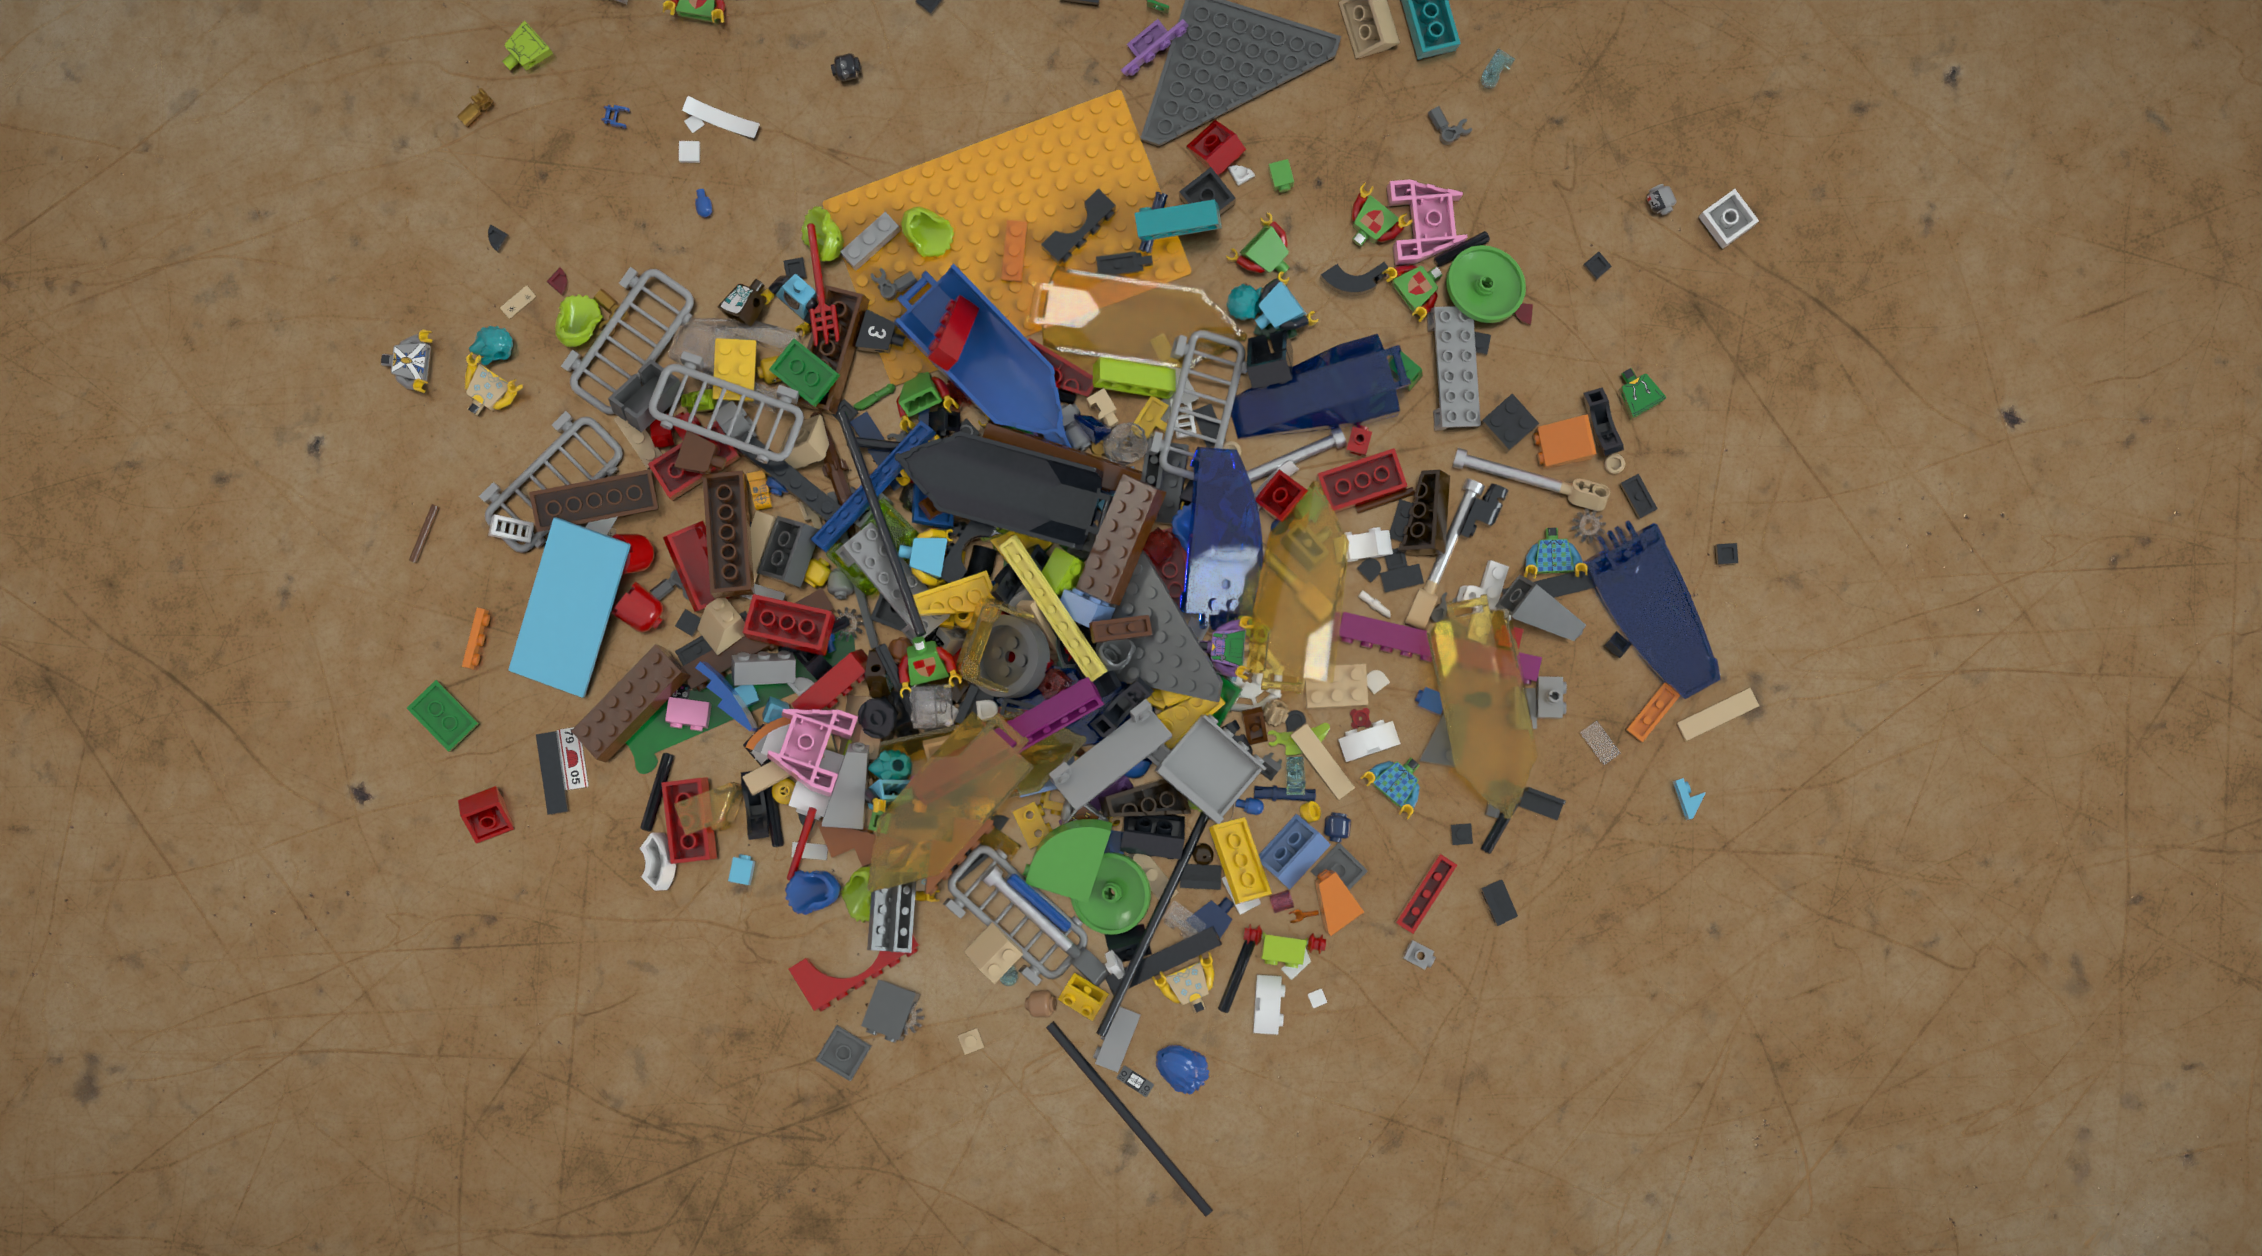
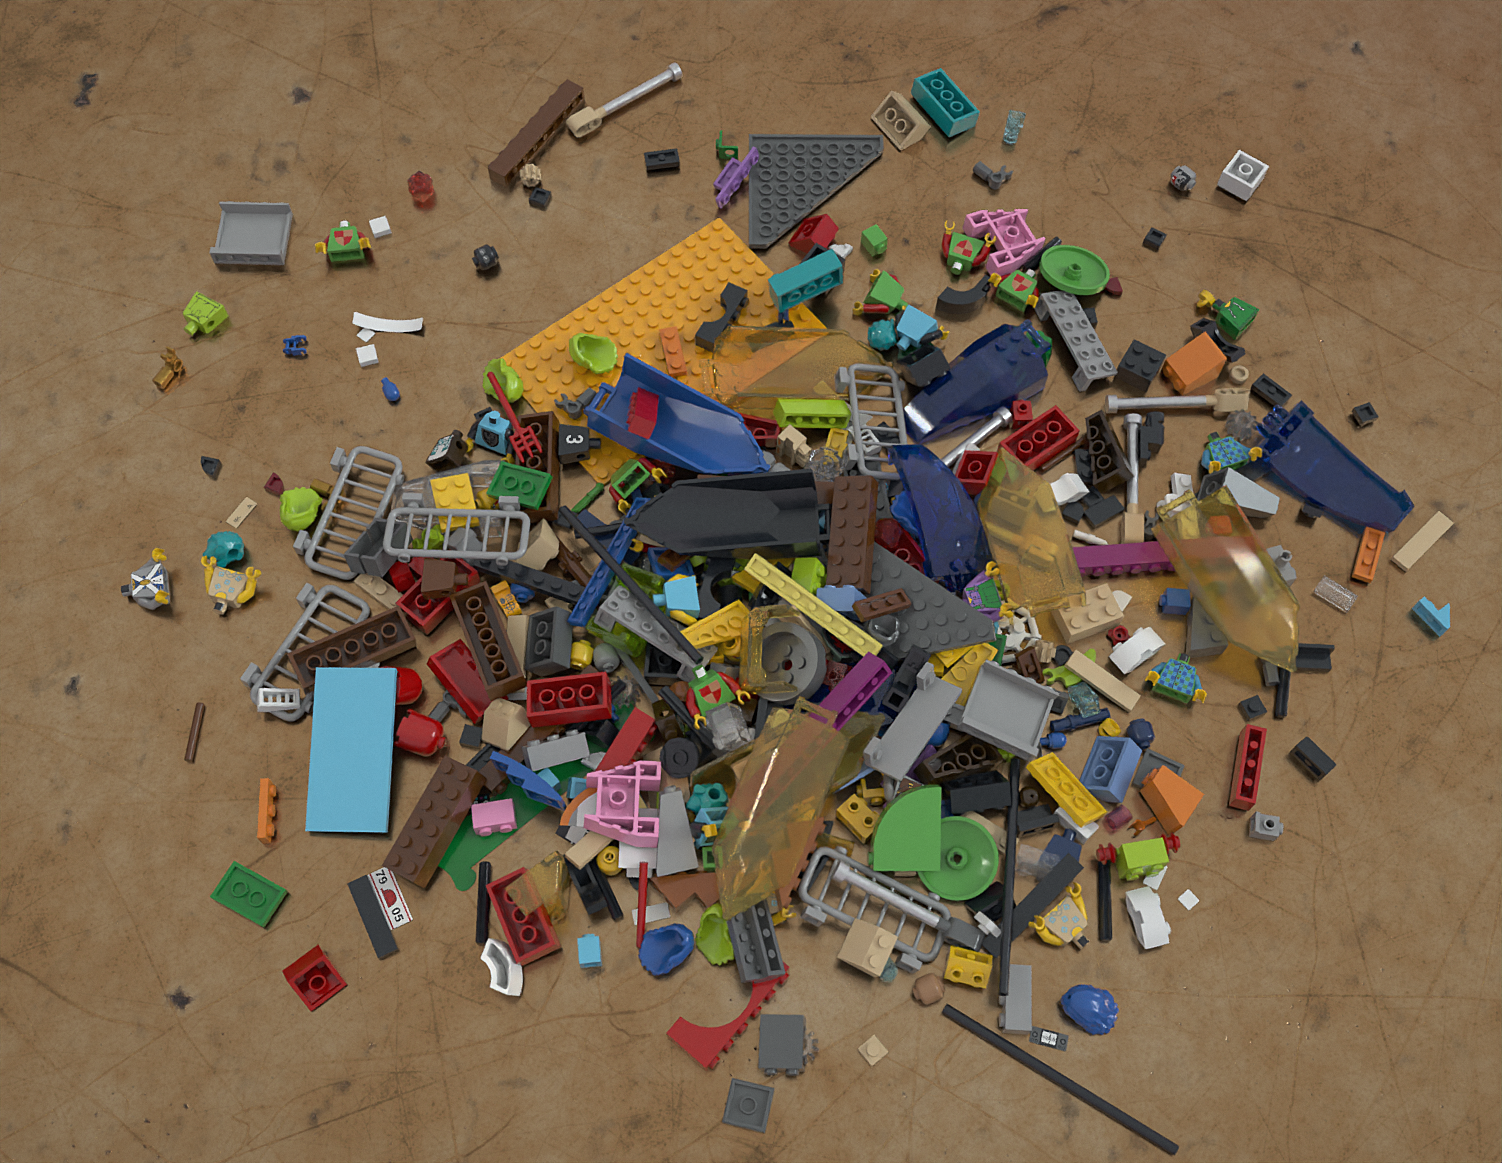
camera: 20 degrees left, 20 degrees down
(870, 241) = (546, 374): light grey brick -> none
(1039, 902) = (893, 885): blue axle -> none
(1092, 427) = (791, 460): clear blue slope -> none
(1619, 363) = (1206, 298): none -> yellow tile

